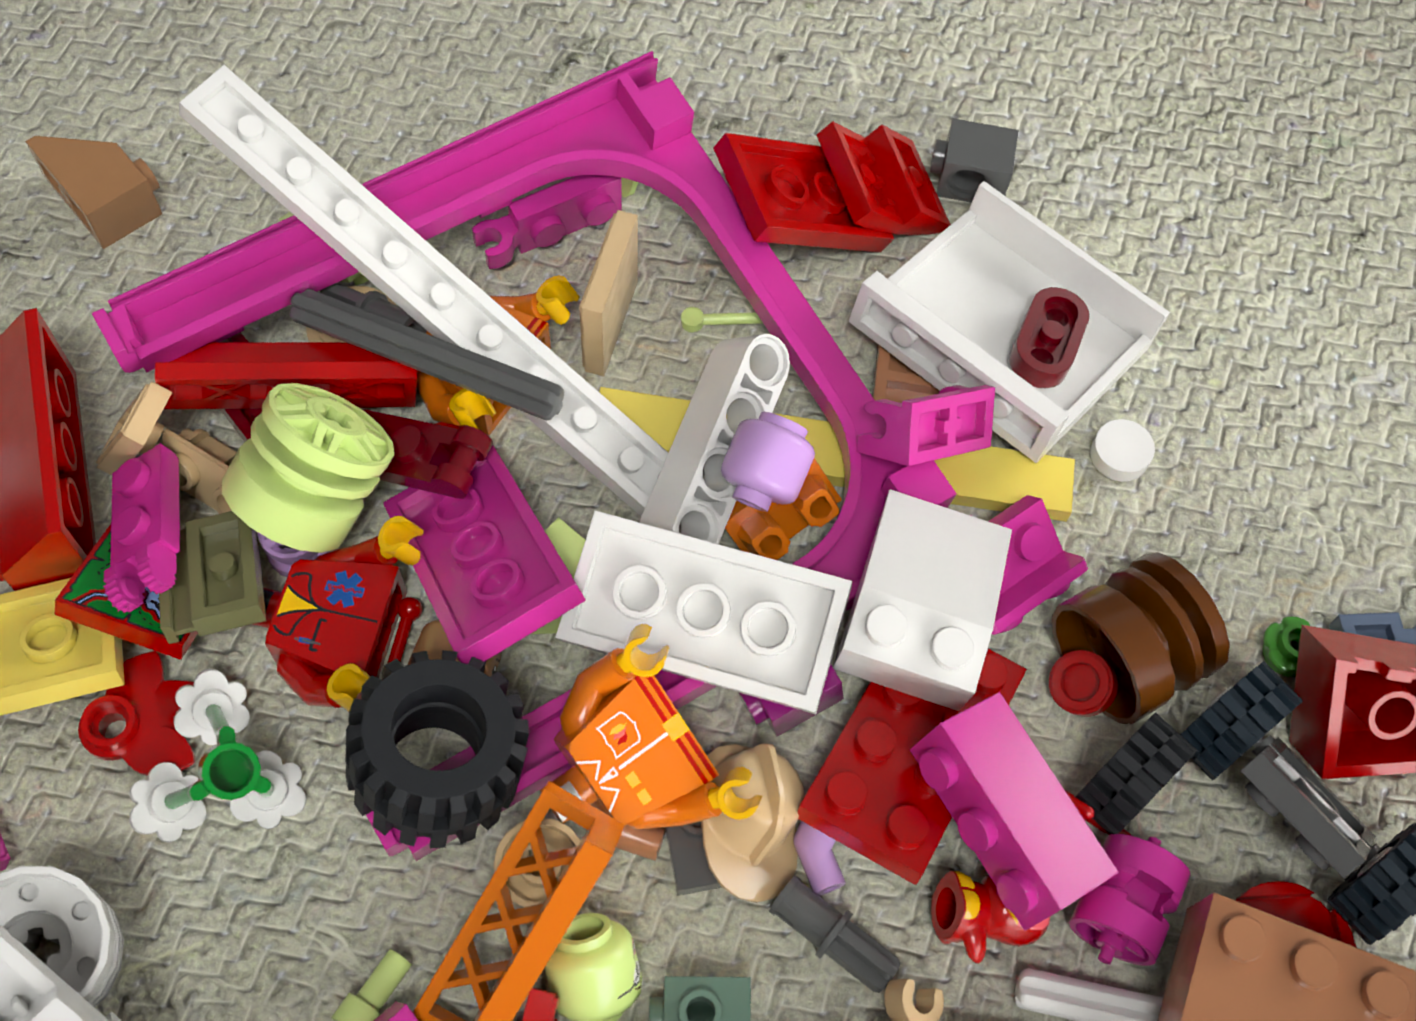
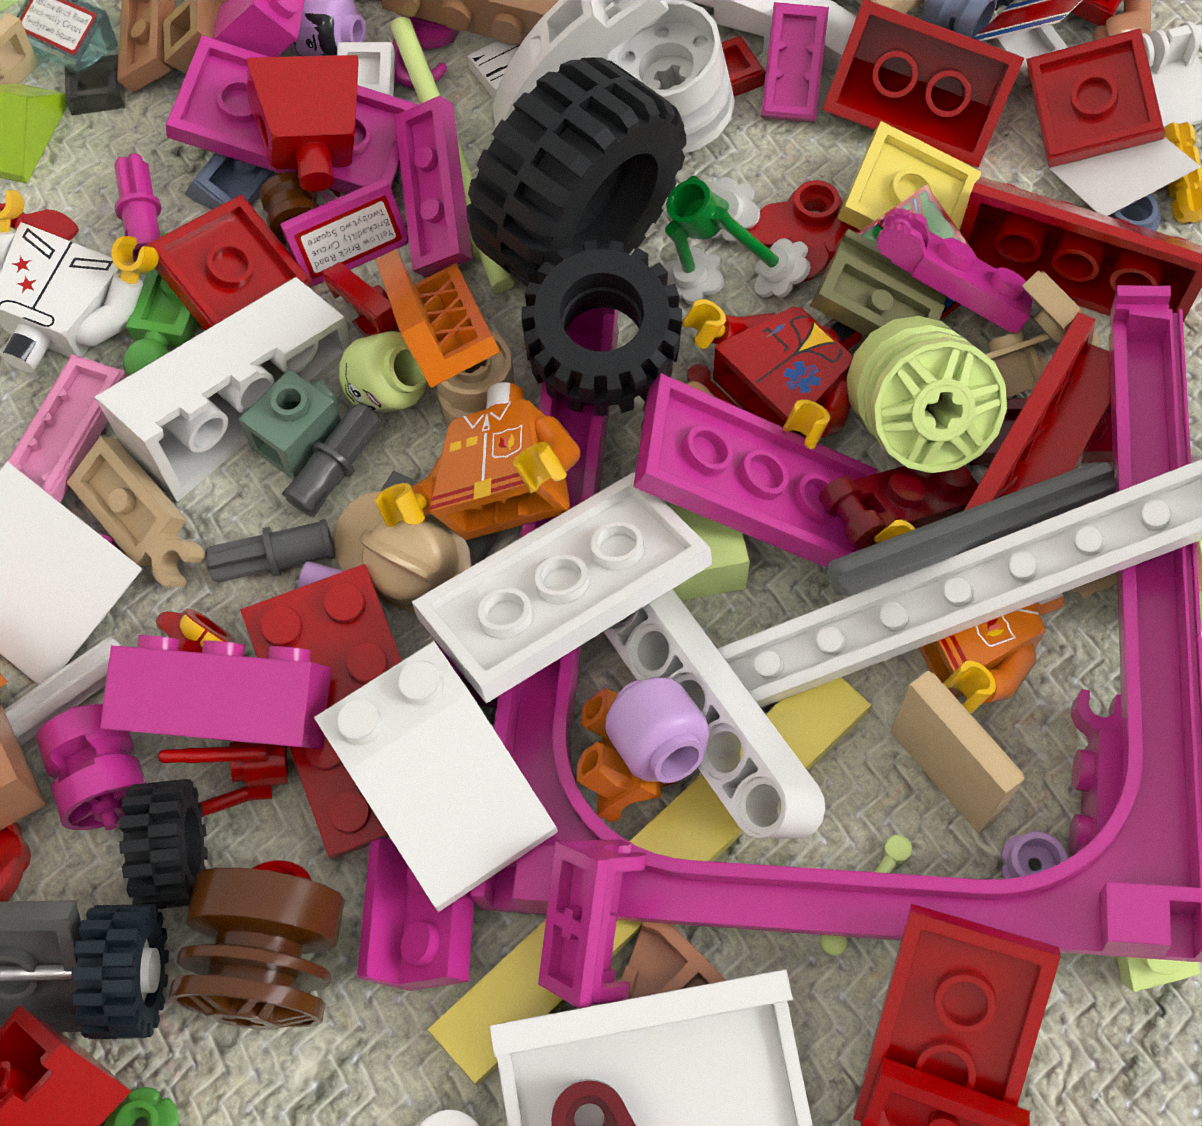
camera: 135 degrees right, 0 degrees up
(269, 894) = (573, 166): none -> black tyre
(650, 224) = (1031, 846): none -> lavender plate
(708, 954) = (332, 460): none -> dark grey axle

